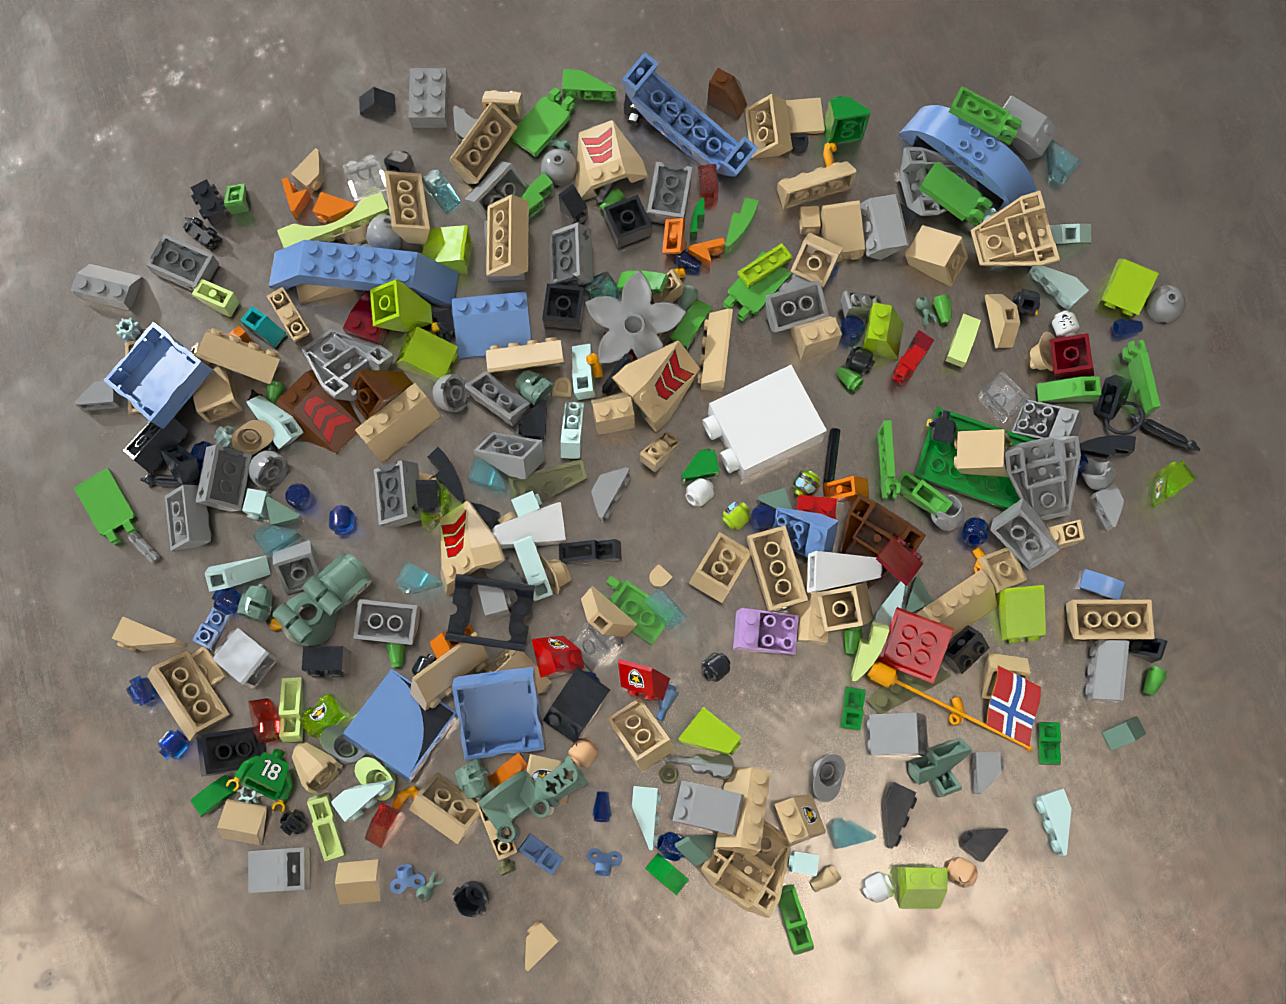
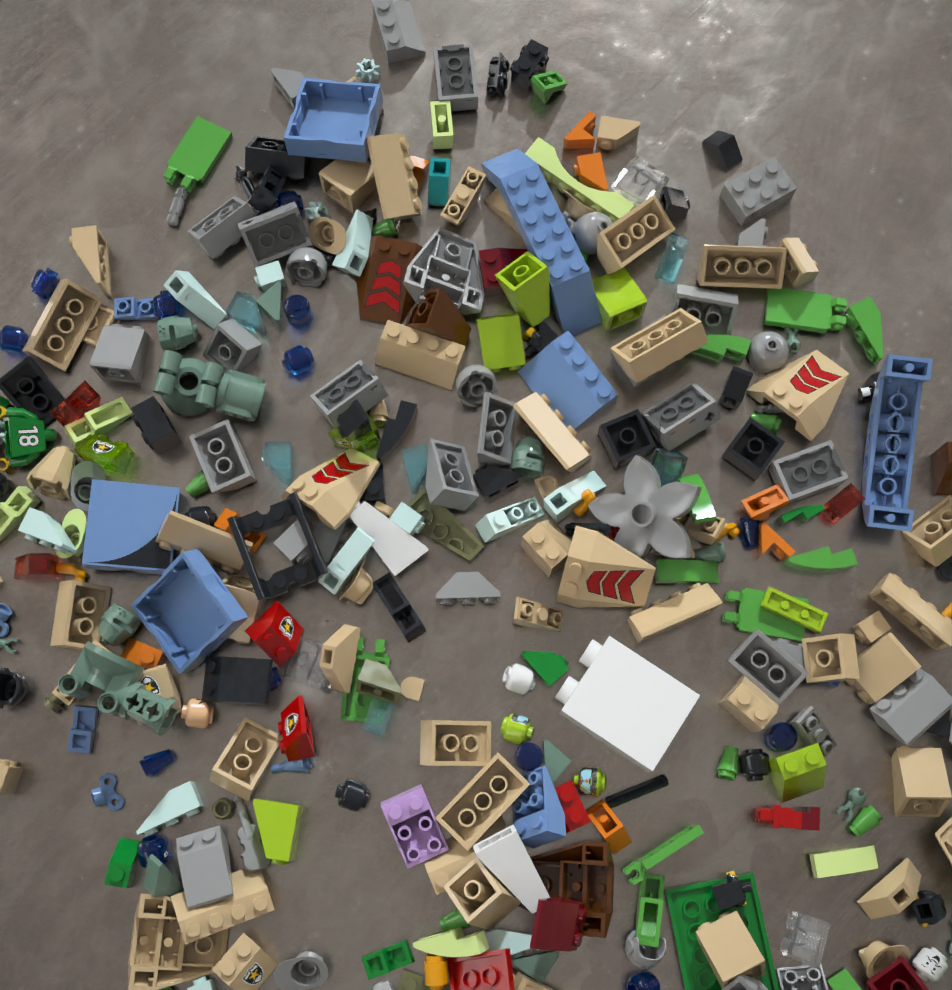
camera: 60 degrees right, 0 degrees up
(642, 596) = (378, 682): none -> slope

